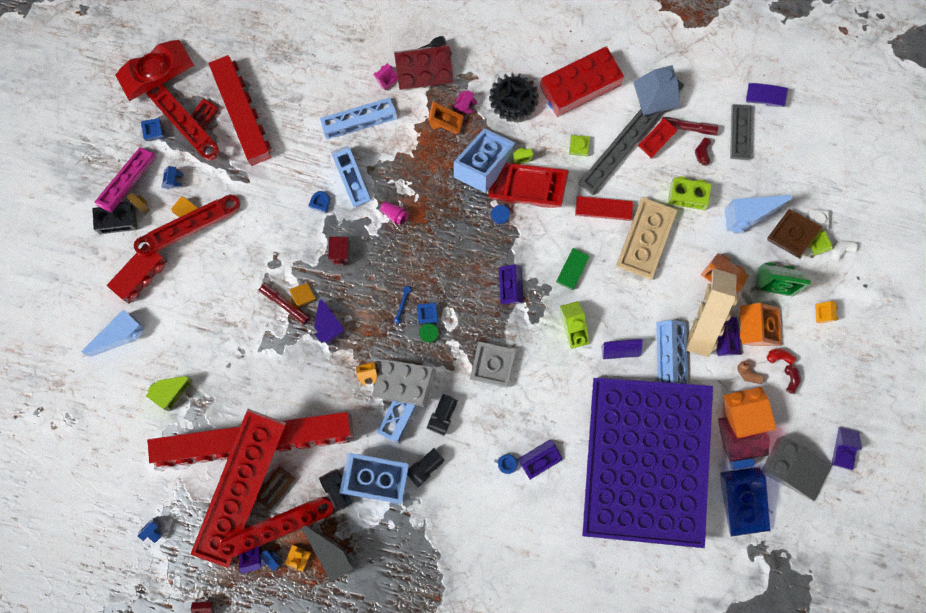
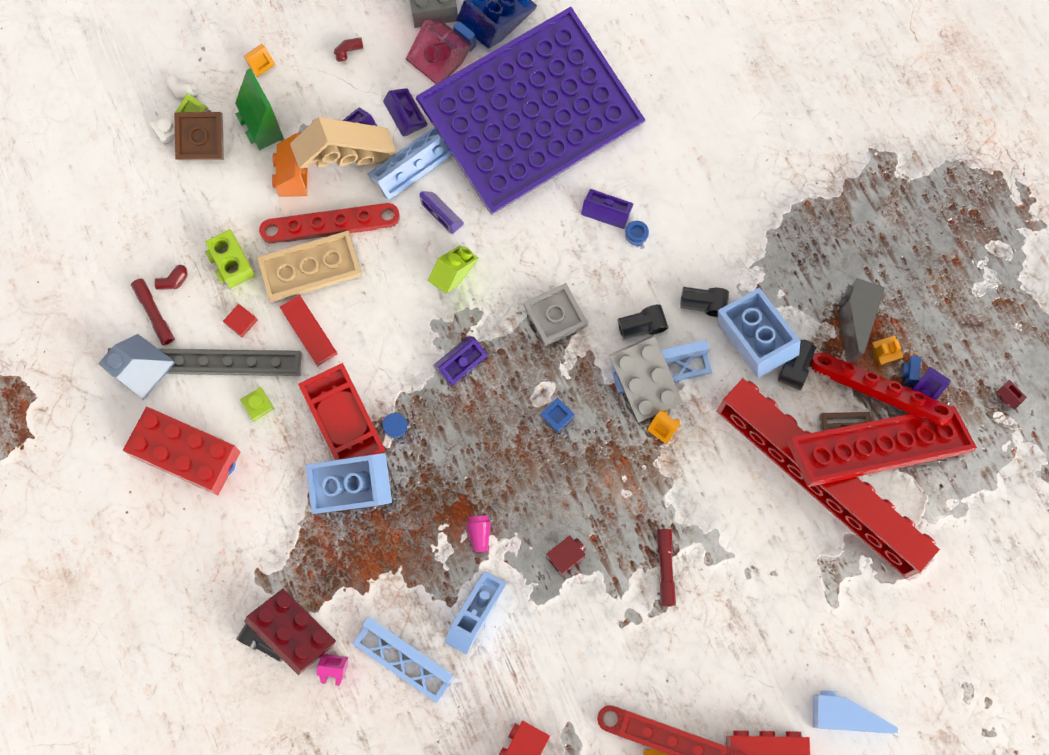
camera: 130 degrees left, 5 degrees down
(150, 531) = (992, 507): blue tile -> none
(168, 391) = (853, 609): lime slope -> none
(302, 295) = (641, 556): light orange slope -> none
(320, 201) = (529, 623): blue tile -> none
(327, 325) = (651, 503): dark purple slope -> none
(406, 290) = (549, 457): blue hinge -> none
(428, 333) = (575, 399): green tile -> none
(445, 118) = (333, 559): orange slope -> none
(463, 101) = (297, 558): dark pink tile -> none
(522, 156) = (313, 449): lime plate -> none
(526, 90) = (248, 517): black gear -> none
(572, 269) = (396, 313): green tile -> none
(642, 173) = (240, 320): none -> red tile
(657, 138) = (191, 330): red plate -> none
(668, 273) = (329, 223): none -> red plate
(722, 382) = (404, 111): none -> dark purple slope
(740, 132) = (121, 260): dark grey tile -> none
(747, 212) = (208, 183): light blue slope -> none
(747, 375) = (375, 89): nougat arm -> none
(748, 412) = (413, 57): orange slope -> none
(760, 325) = (317, 101): orange slope -> none
(767, 94) = (61, 260): dark purple slope -> none
(777, 354) = (332, 73): red arm -> none

